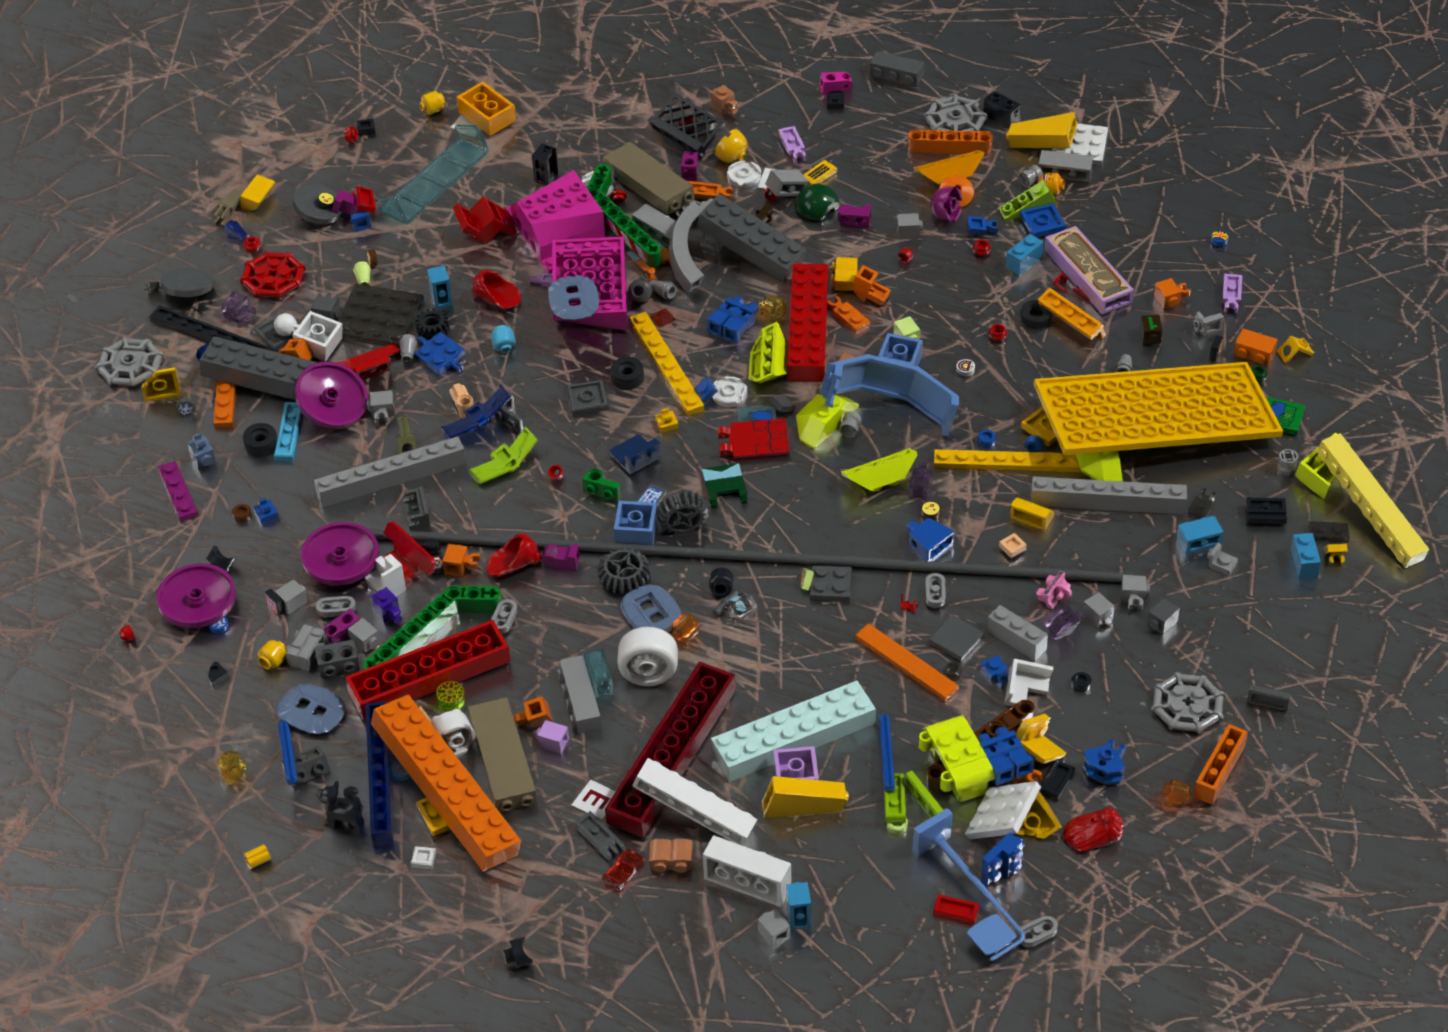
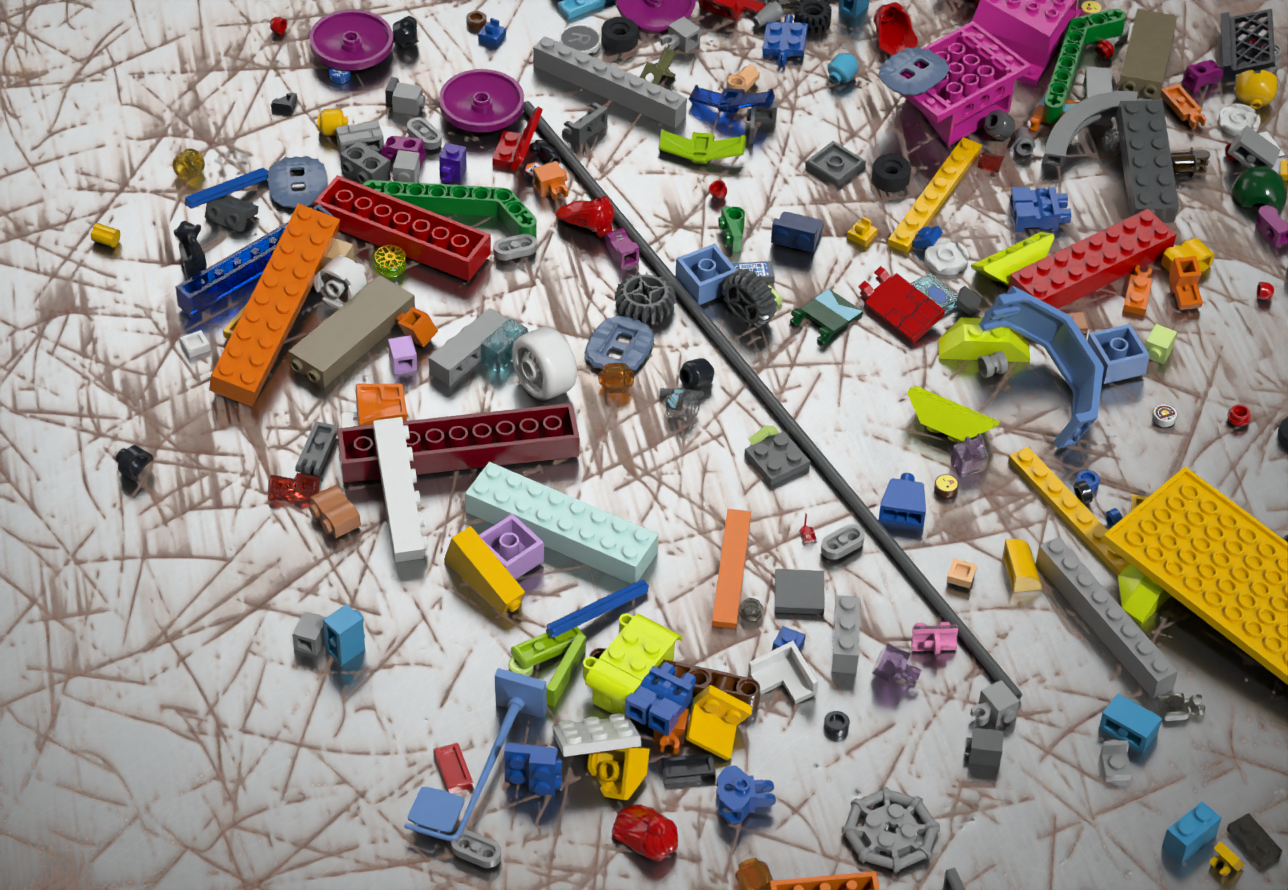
camera: 50 degrees right, 0 degrees up
(324, 464) = (581, 38): none -> tile
(345, 448) = (619, 43): none -> black tyre
(388, 574) = (482, 146): white panel -> none
(590, 775) = (379, 402): none -> orange plate
(746, 870) = (354, 569): white brick -> none
(772, 307) = (1081, 226): clear yellow head -> none
(997, 444) = (1083, 492): none -> black tile
(1098, 610) = (941, 687): light grey brick -> none
(1266, 510) = (1225, 766): black plate -> none

